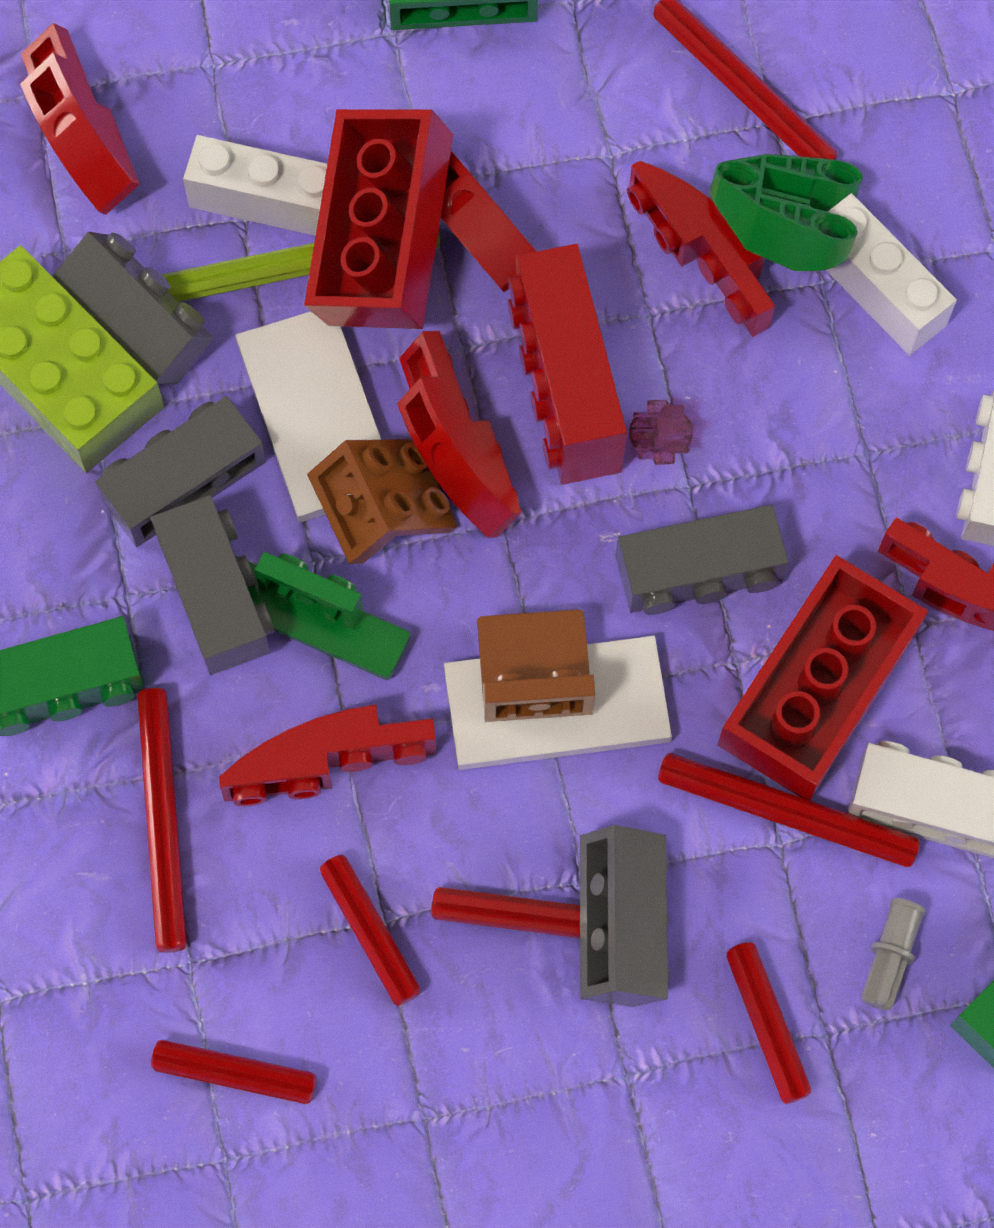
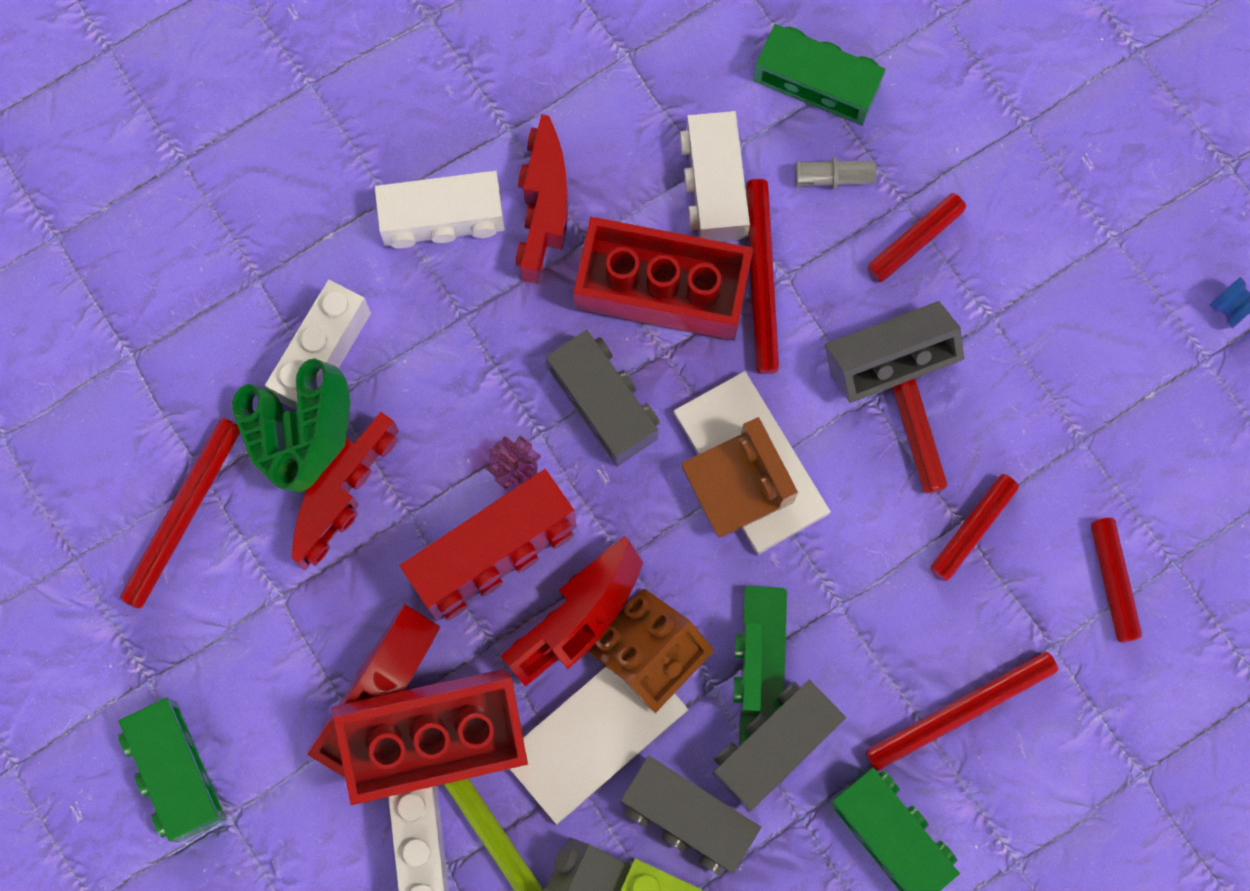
camera: 110 degrees left, 5 degrees up
(302, 756) = (873, 623): red slope -> none

